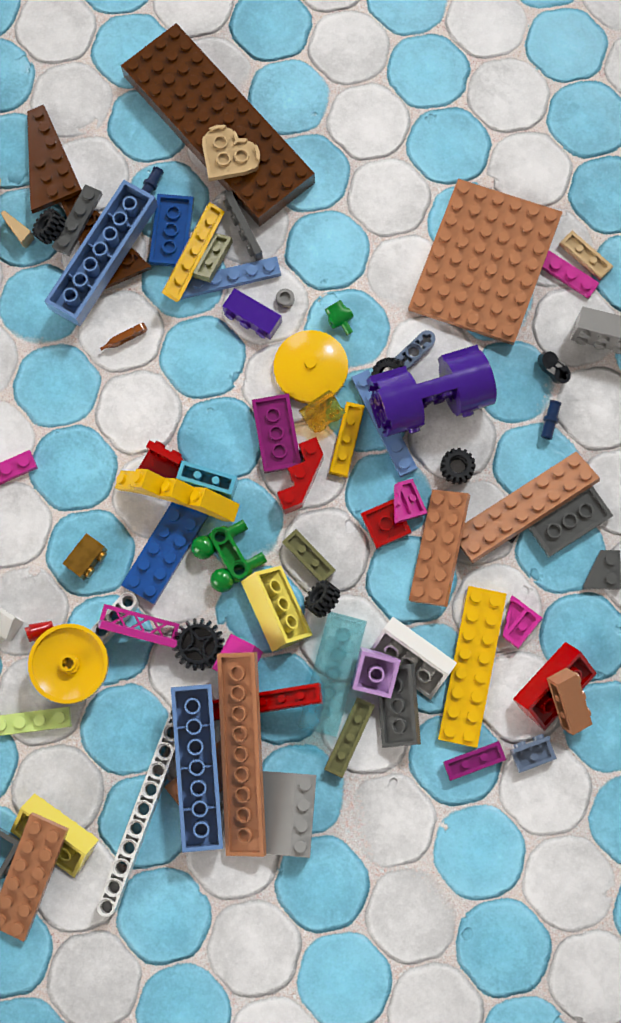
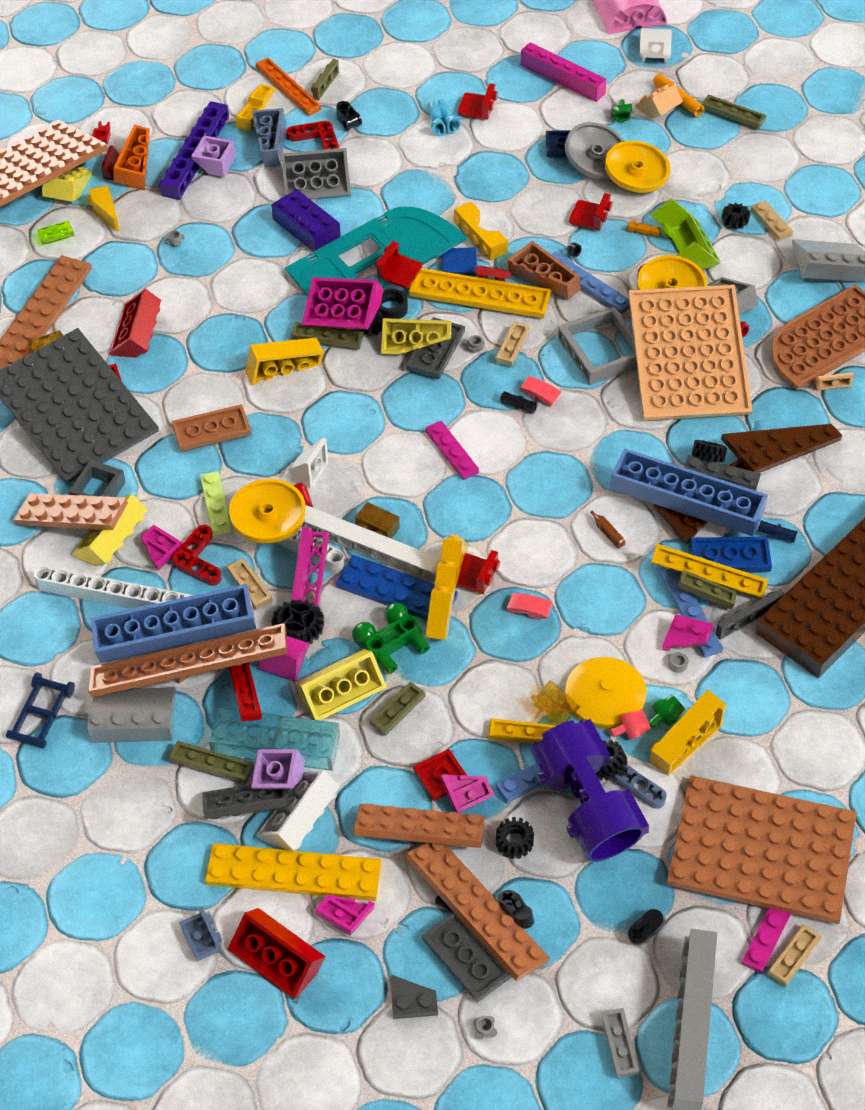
camera: 80 degrees right, 25 degrees down
(22, 233) = (702, 429): tan slope -> none
(81, 781) = (160, 545): none -> dark pink wing
(96, 750) = (191, 557): none -> red beam
(112, 562) = (373, 544): none -> white beam
(142, 690) = (243, 574): none -> tan plate
(206, 421) = (532, 605): none -> coral slope
(208, 478) = (466, 609): medium azure brick -> none
(227, 154) = (820, 581): tan plate -> none
(237, 911) = (36, 683): none -> dark blue piece
(252, 314) = (652, 632): dark purple brick -> none
(258, 283) = (687, 632): none -> dark pink wing
(276, 433) = (526, 667): magenta plate -> none
(302, 476) = (482, 692): red brick -> none
(322, 598) = (352, 718): black tyre -> none
(352, 347) = (633, 724): none -> coral piece
(369, 301) = (688, 733): none -> yellow wedge
(474, 760) = (191, 879): magenta plate -> none
(534, 467) = (516, 908): none -> black piece
(551, 419) = (583, 928): dark blue pin -> none
(570, 701) = (257, 957): nougat brick -> none

